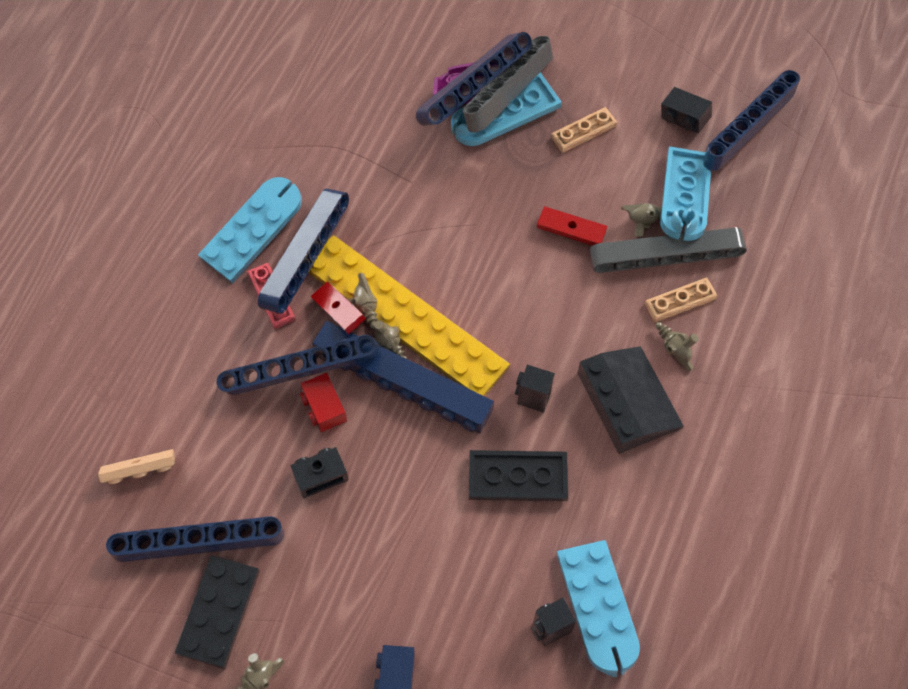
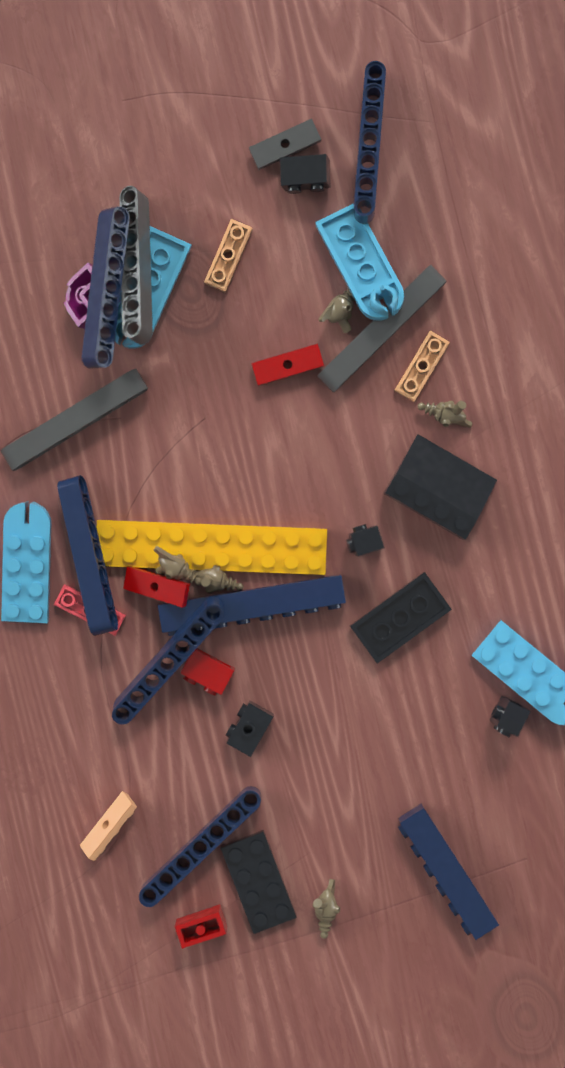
camera: 40 degrees left, 25 degrees up
(136, 605) = (201, 926): none -> red brick
(376, 157) = (74, 419): none -> dark grey beam
(665, 81) = (298, 138): none -> dark grey tile

